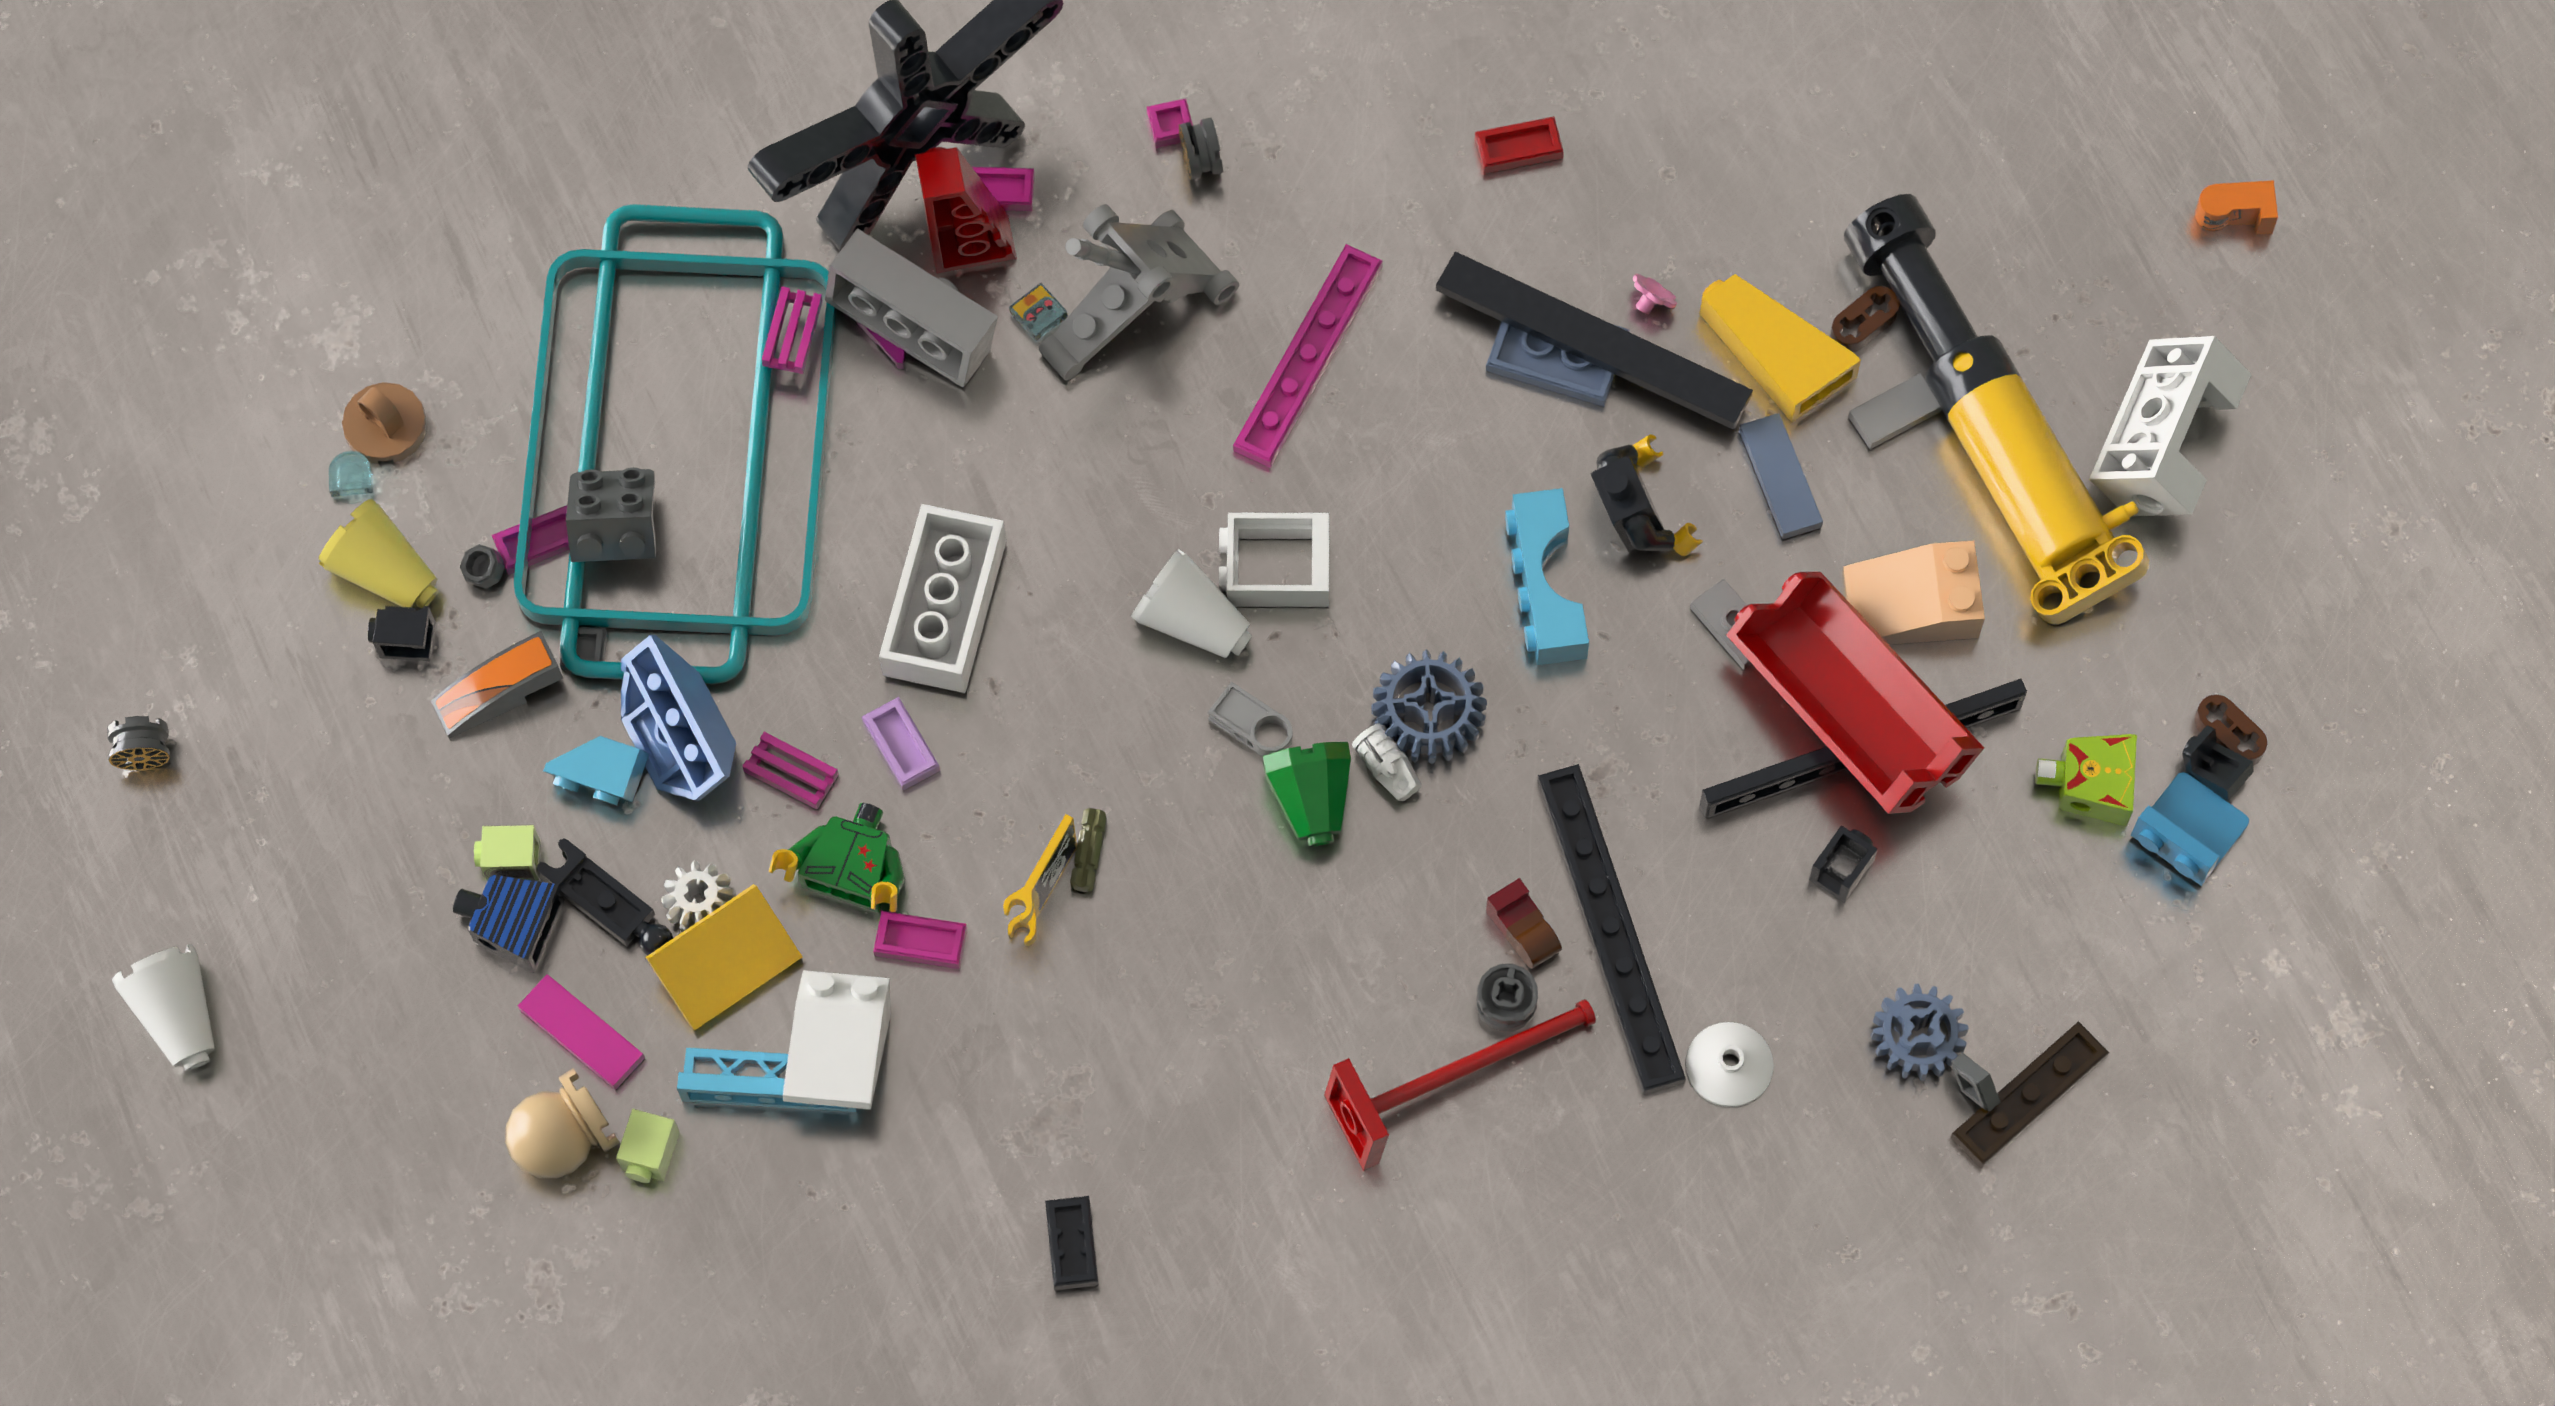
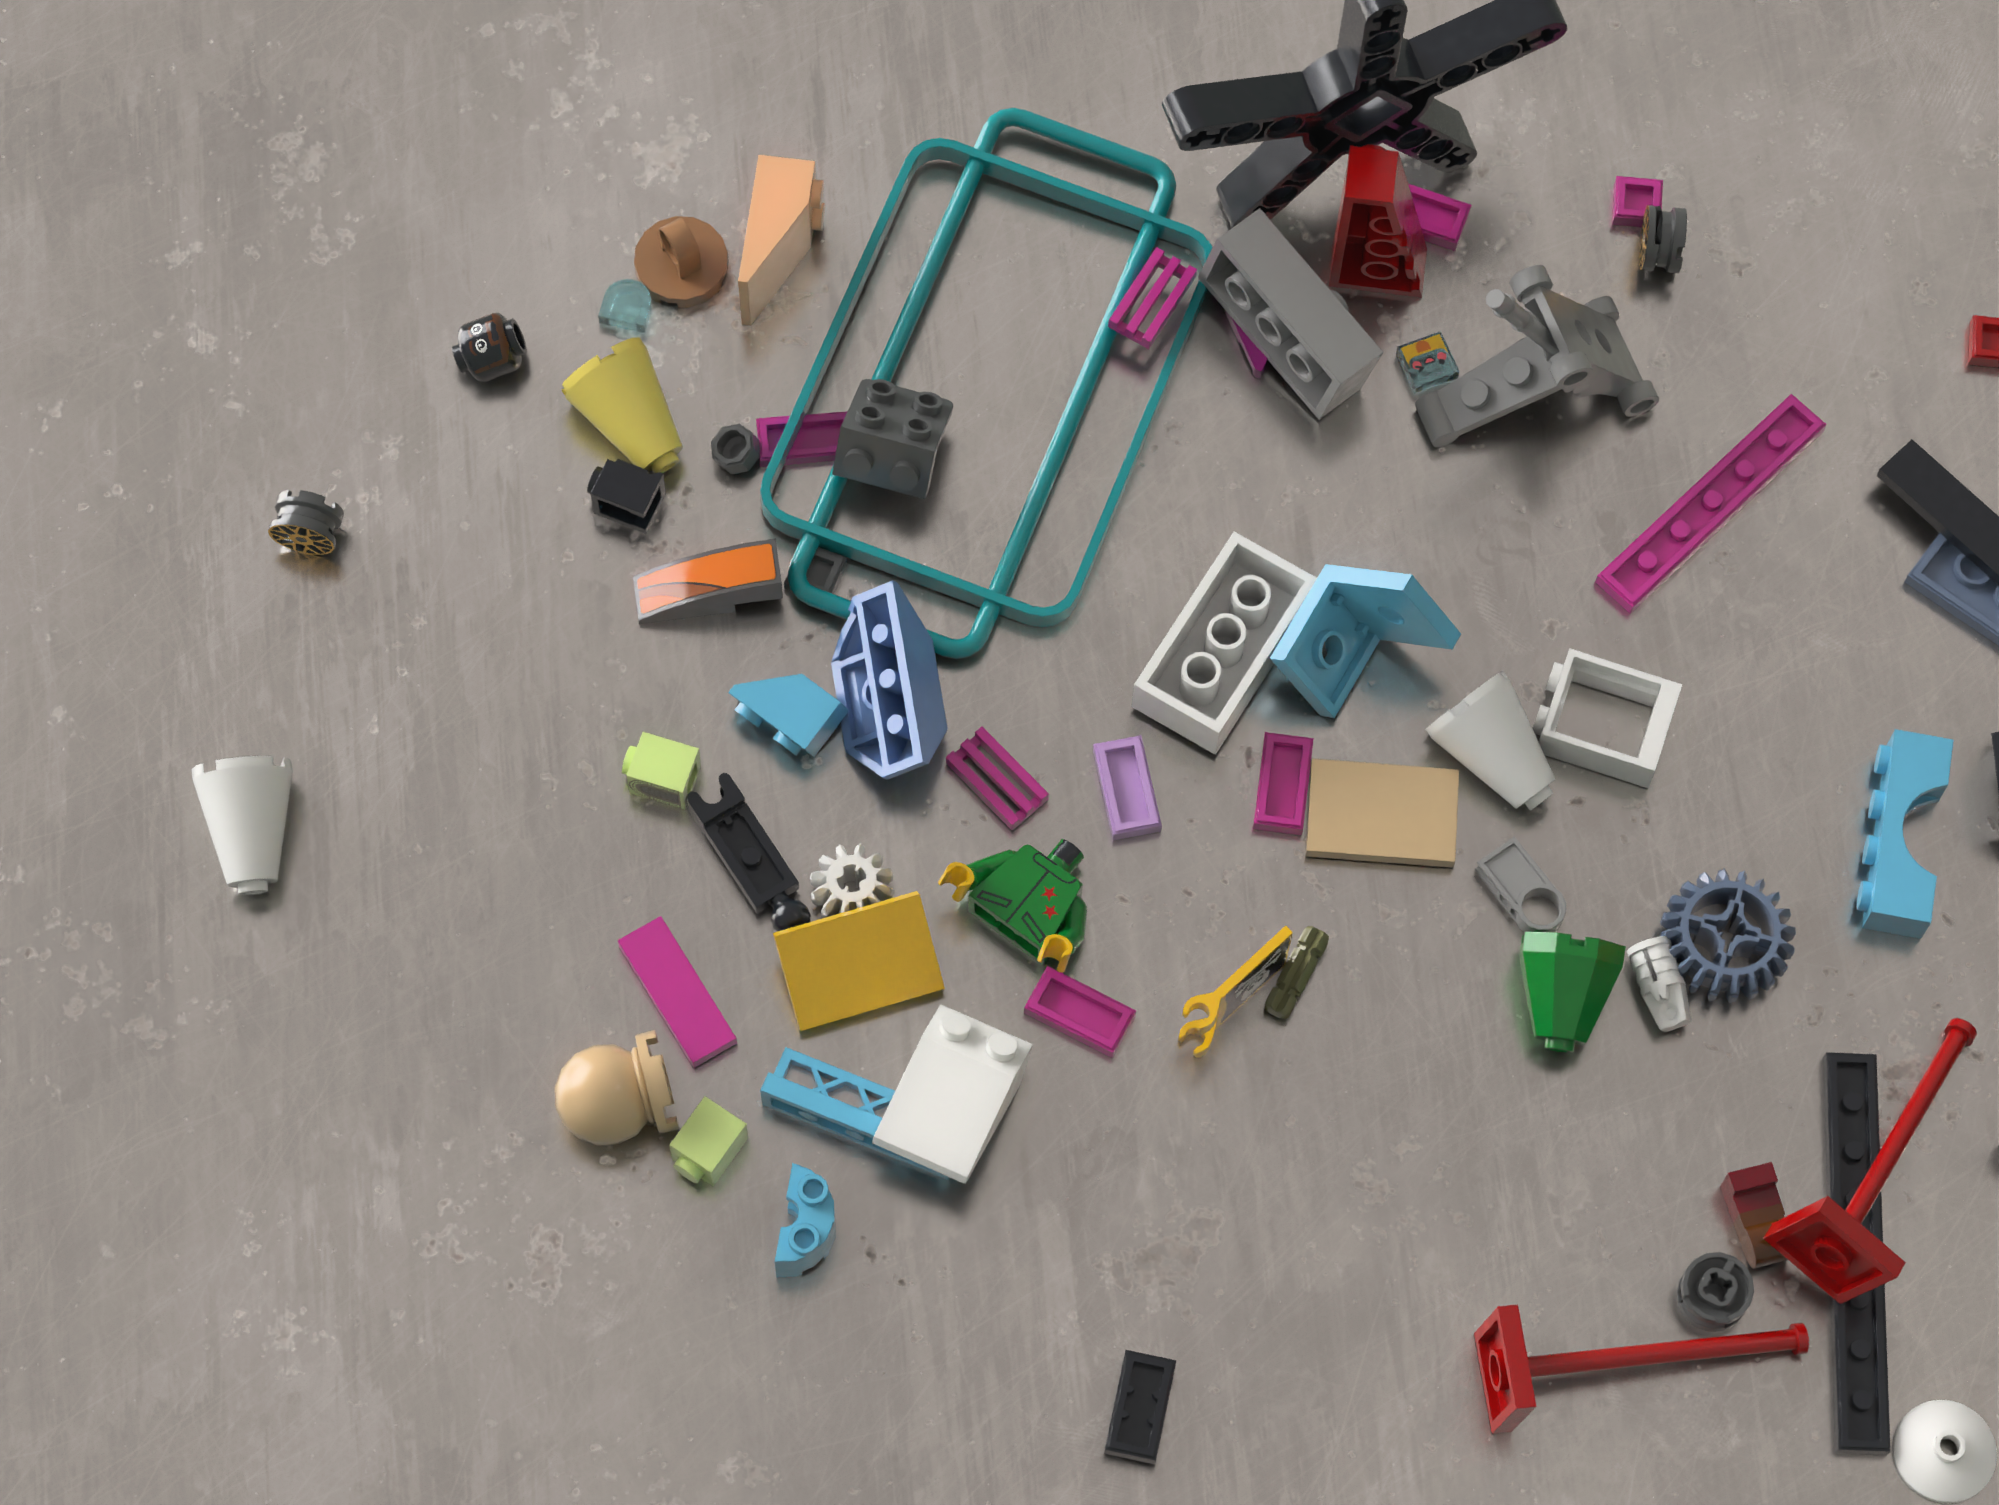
camera: 15 degrees right, 0 degrees up
(245, 546) = (489, 347): none -> black head
(459, 370) = (779, 228): none -> light nougat slope
(512, 917) = (643, 841): black torso -> none
(758, 1188) = (813, 1232): none -> medium azure cylinder
(1028, 699) = (1283, 783): none -> dark pink tile
(1041, 541) = (1351, 614): none -> medium azure bracket
(1117, 696) = (1382, 813): none -> tan tile
(1585, 925) = (1831, 1241): none -> red tile

